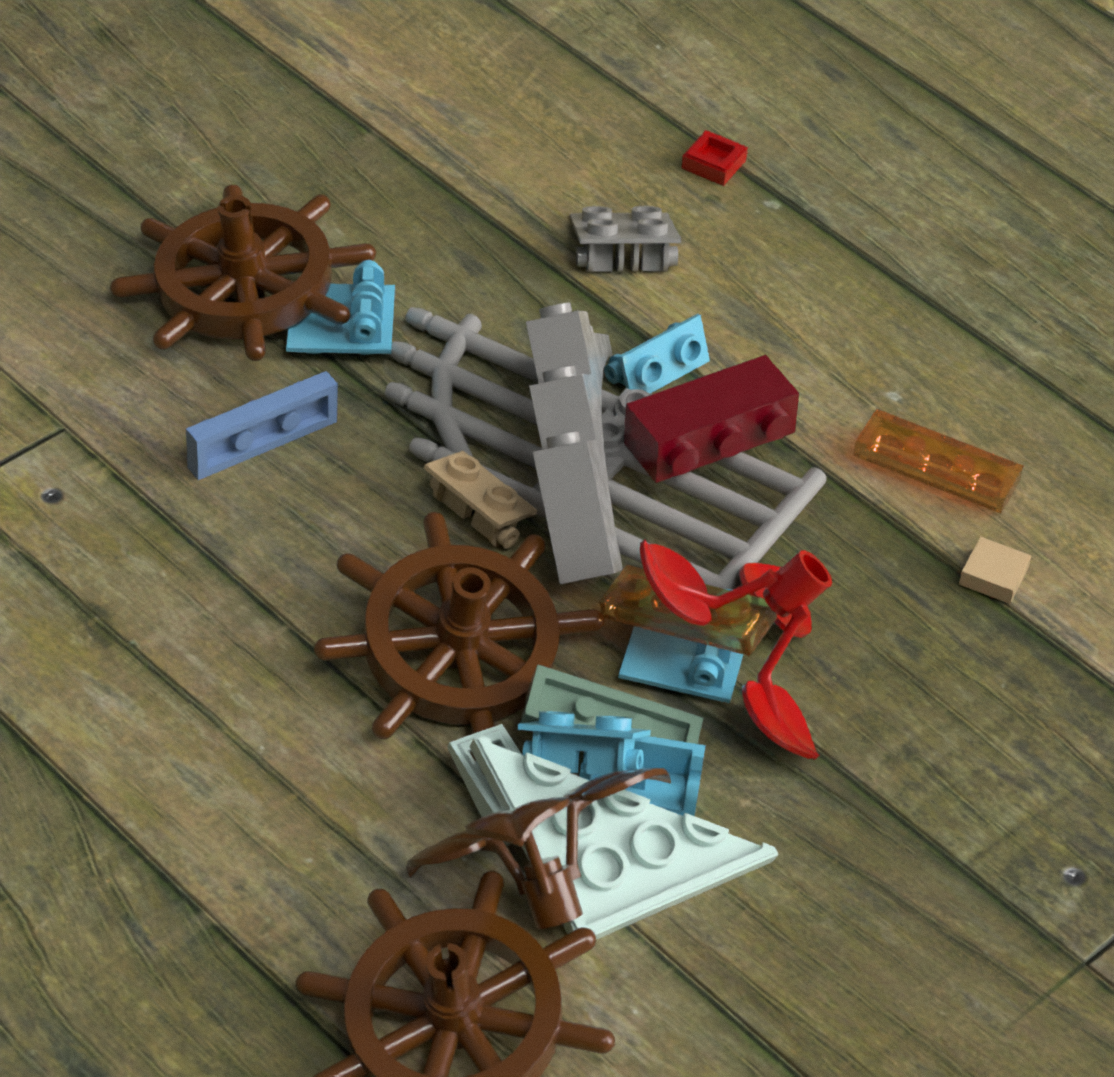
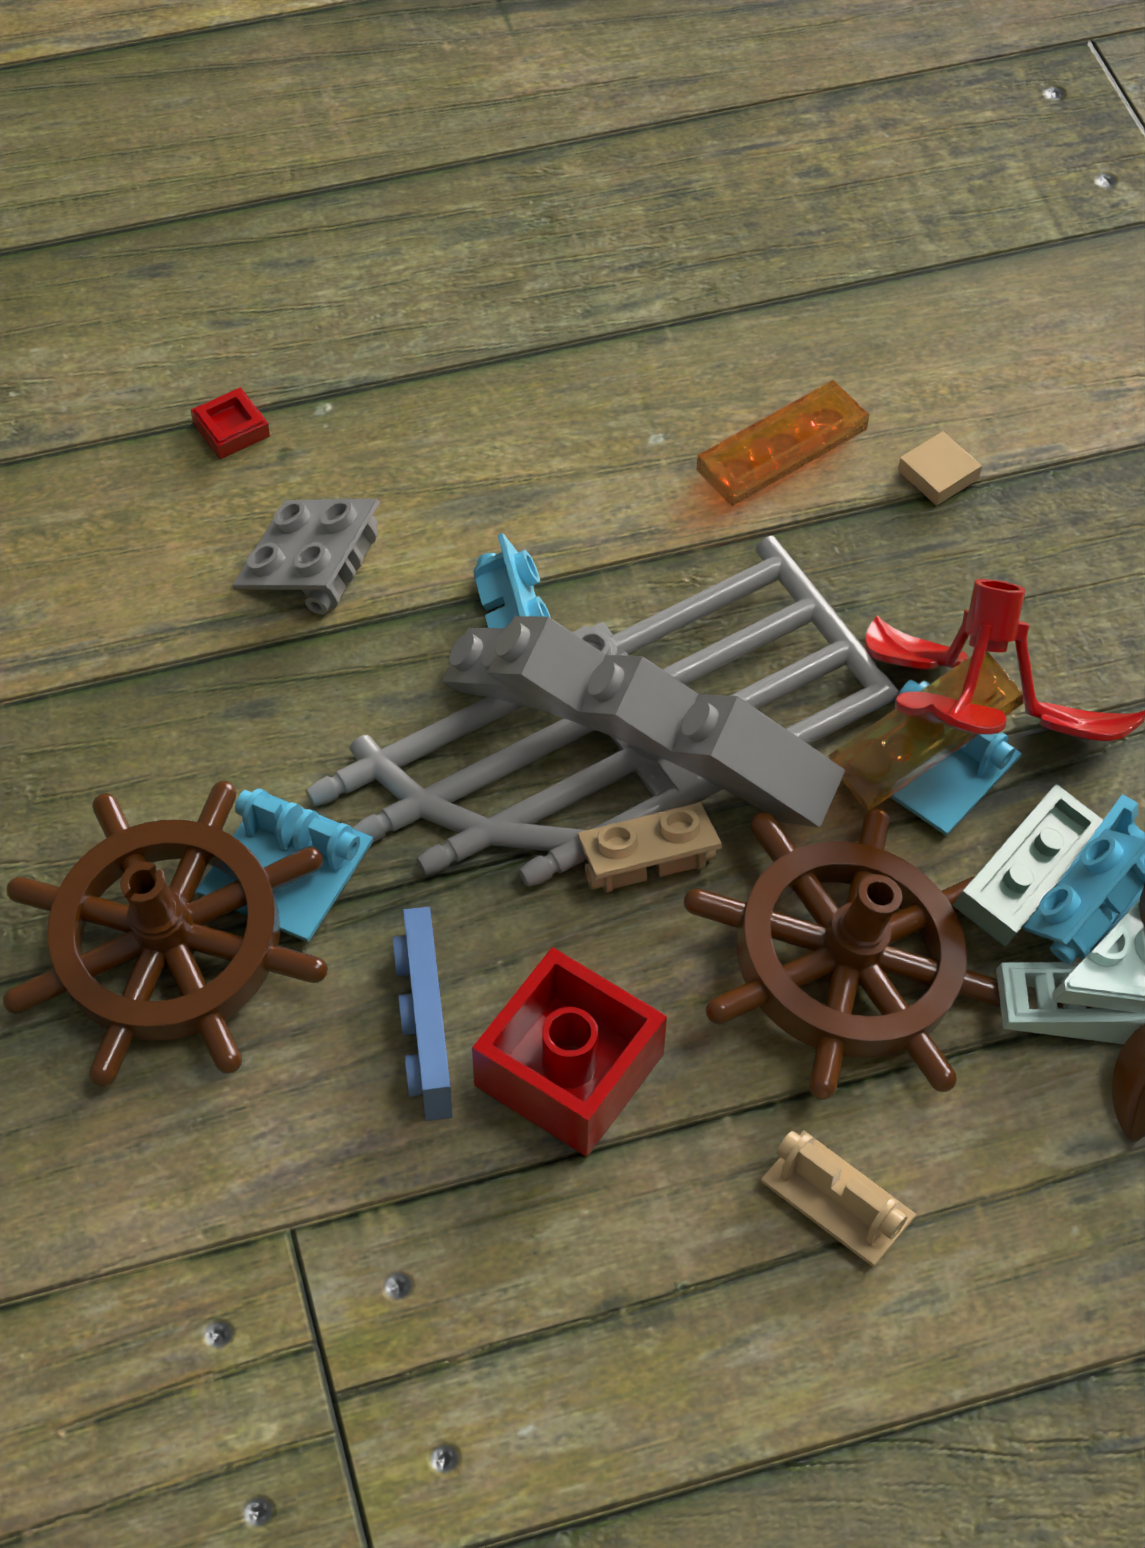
camera: 60 degrees left, 10 degrees up
(250, 697) = (837, 1197): none -> tan hinge
(268, 500) = (569, 1051): none -> red brick
(710, 418) = (678, 586): dark red brick -> none

